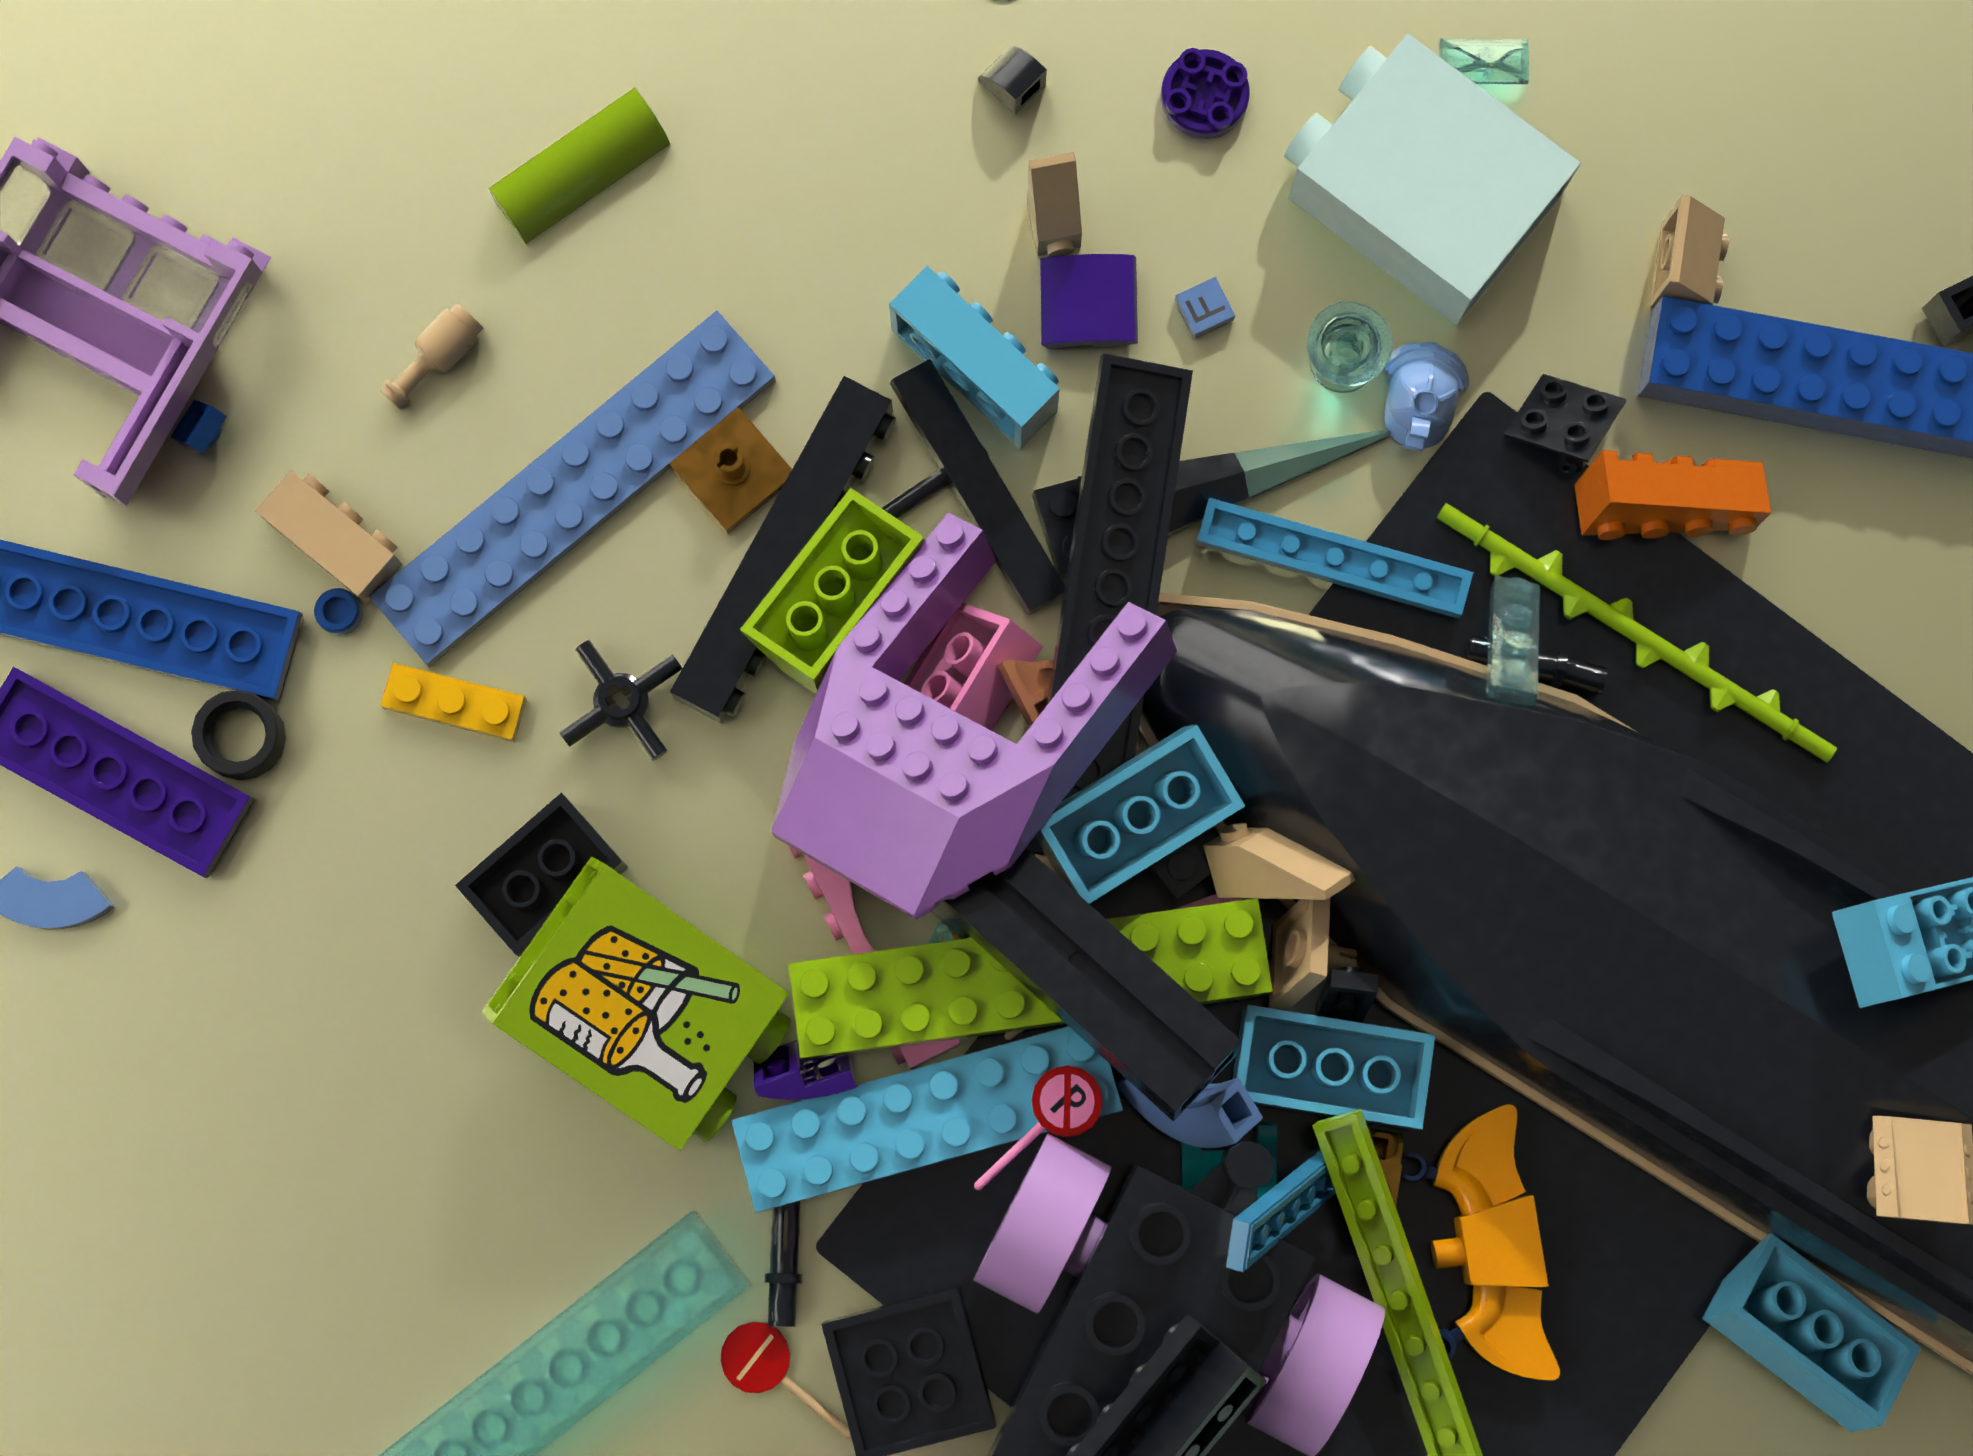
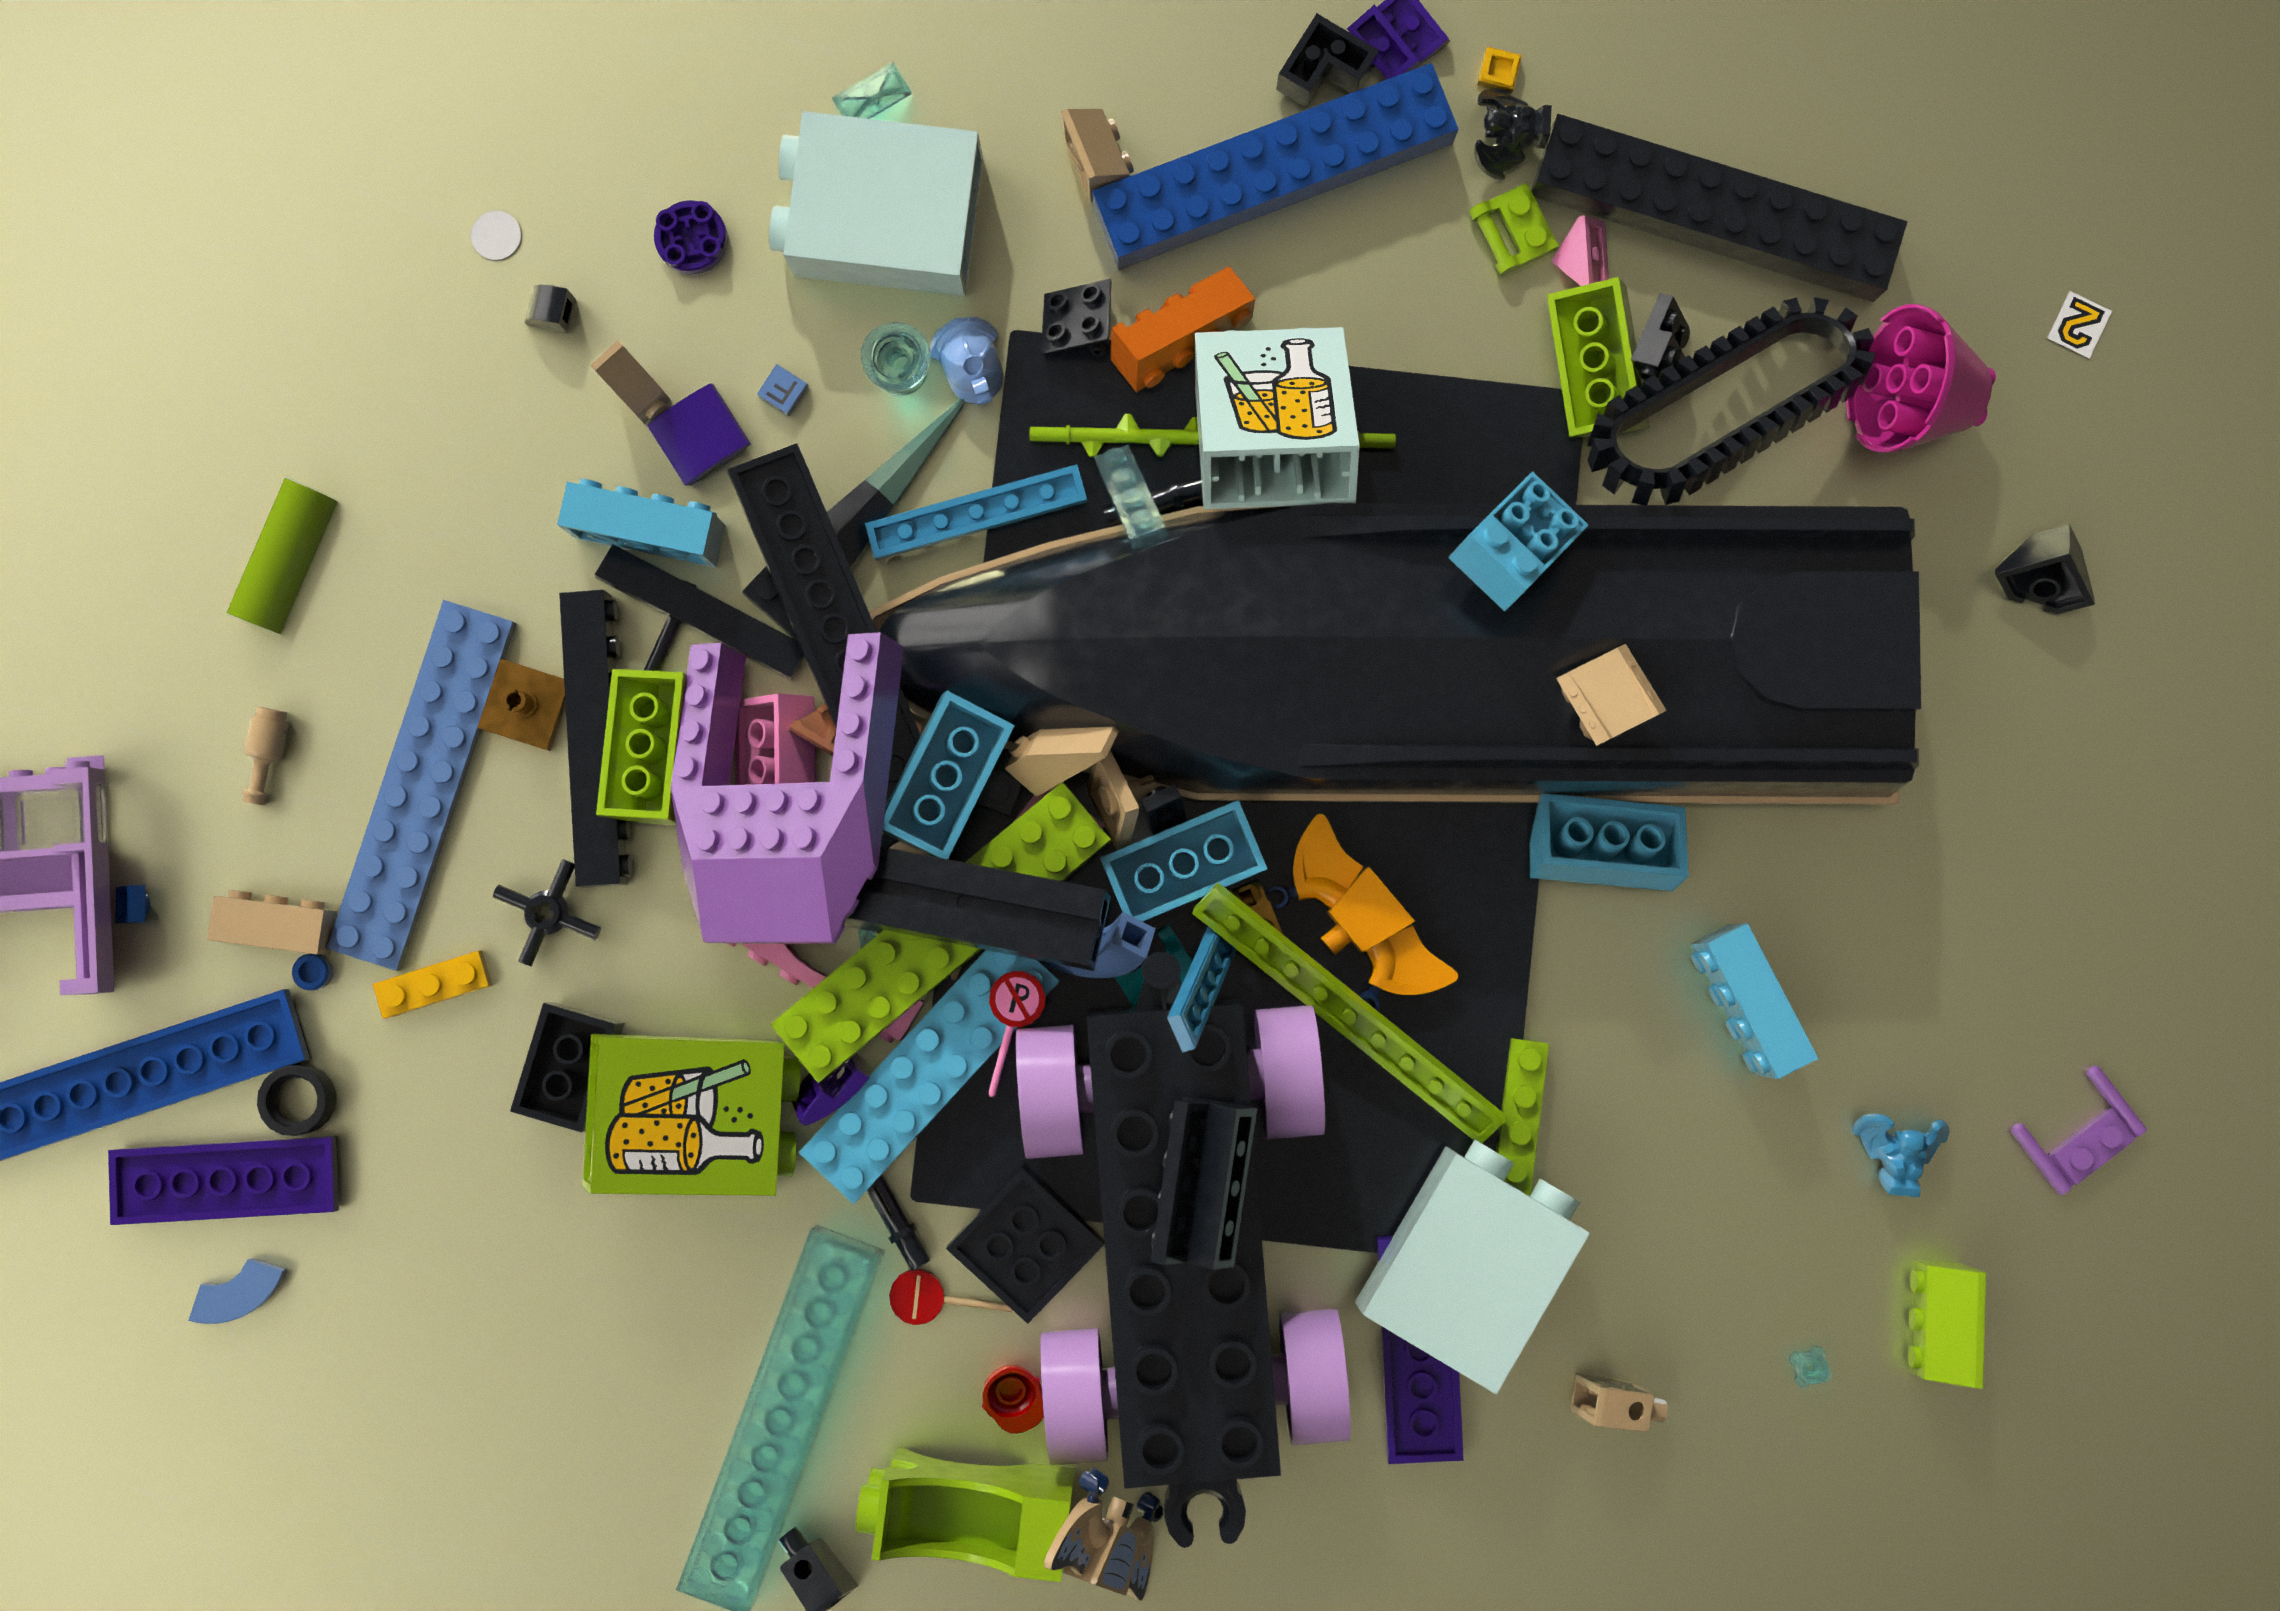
camera: 30 degrees left, 5 degrees up
(1723, 652) = (1275, 418): none -> light aqua brick

